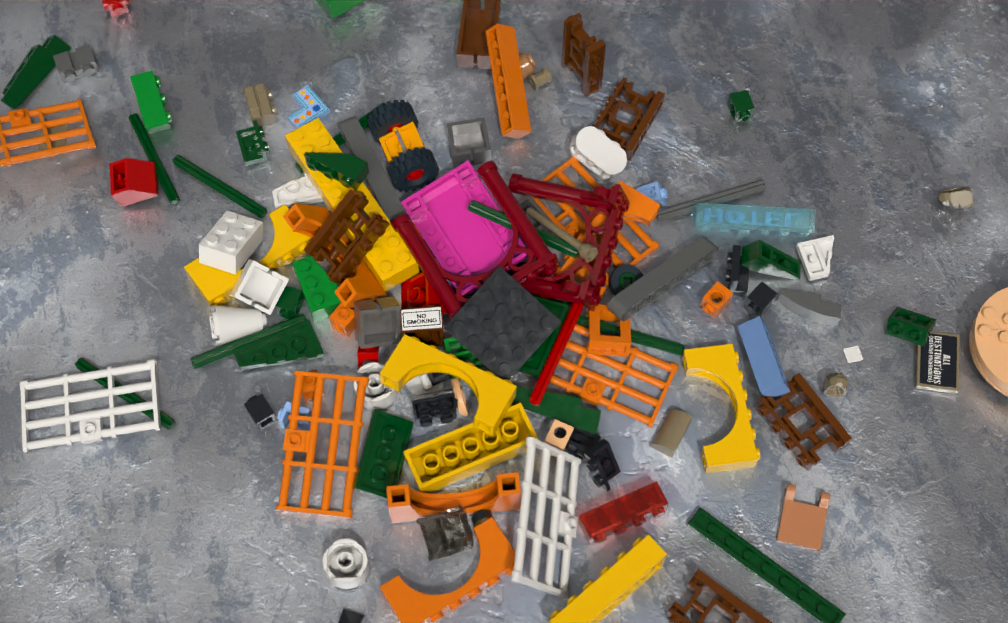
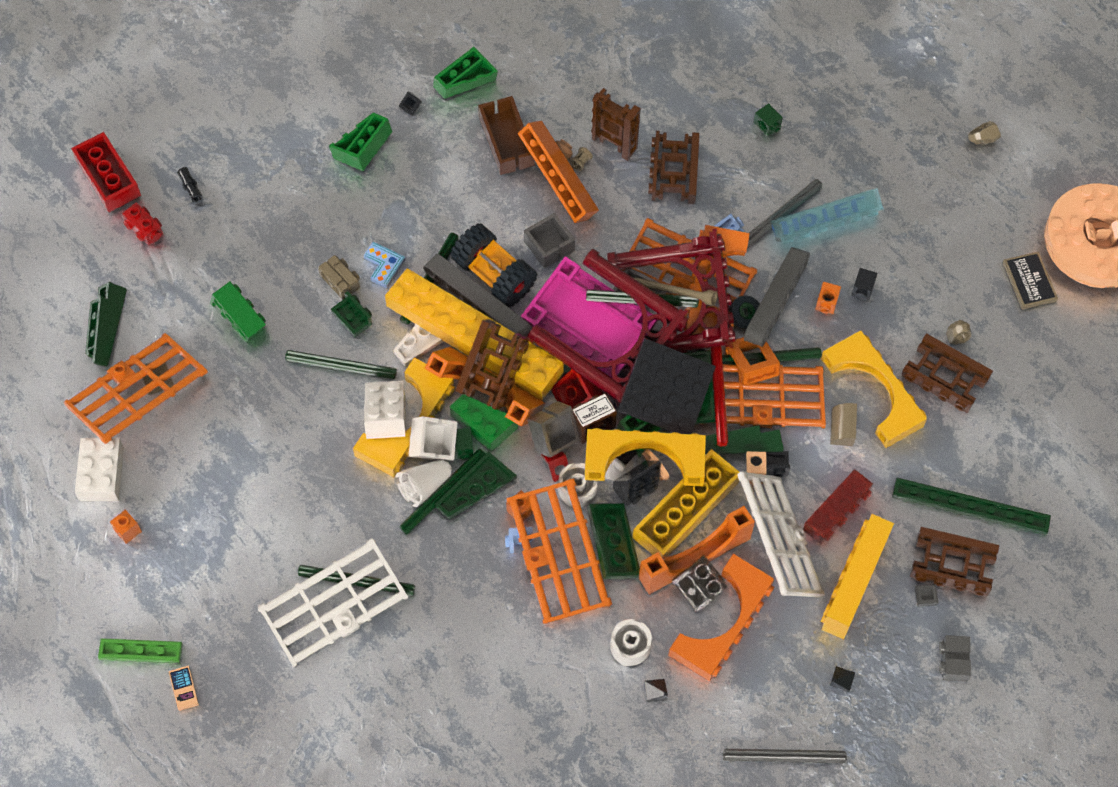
camera: 25 degrees left, 0 degrees up
(76, 64) = (144, 302): dark grey brick -> none
(132, 180) = (262, 389): red slope -> none
(153, 157) = (266, 362): dark green axle -> none
(260, 411) = (487, 547): black brick -> none
(342, 167) = (458, 304): dark green slope -> none
(343, 320) = (519, 439): orange brick -> none
(480, 517) = (722, 559): black tile -> none
(598, 152) = (667, 207): white brick -> none
(602, 464) = (802, 473): black bracket -> none
(737, 275) = (833, 266): black bracket -> none
(763, 358) = (890, 332): medium blue brick -> none
(768, 260) = (857, 247): dark green slope -> none
(801, 522) = (984, 456): nougat flag -> none
(810, 306) = (908, 274): dark grey slope -> none
(816, 256) = (892, 229): white wing -> none
(853, 354) = (959, 301): white sticker -> none
(910, 326) = (996, 259): dark green bracket -> none

